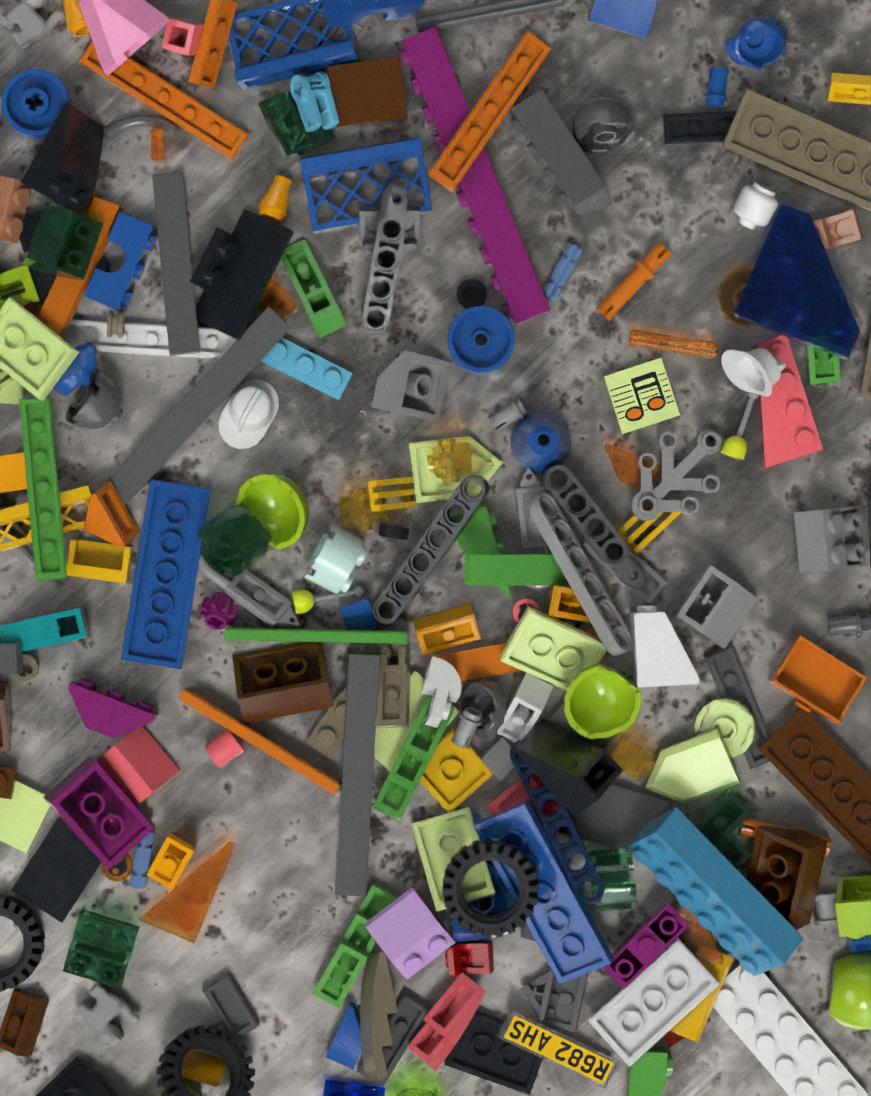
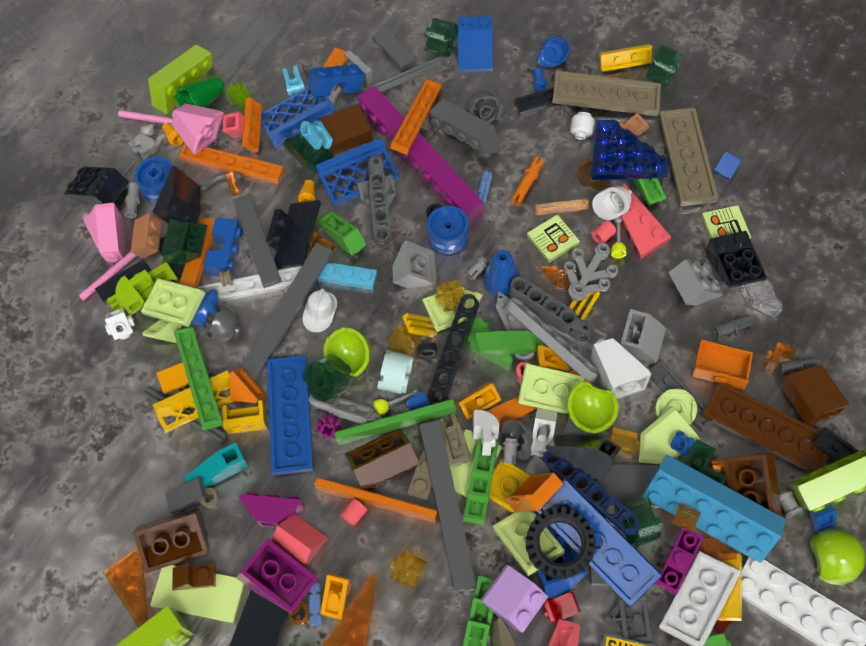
camera: 10 degrees left, 25 degrees down
(278, 851) = (407, 569): none -> clear yellow brick
(478, 804) = (534, 492): none -> orange container
(673, 897) = (686, 517): none -> clear orange tile
(703, 789) = (676, 443): none -> blue plate
(722, 411) = (603, 232): none -> coral gear

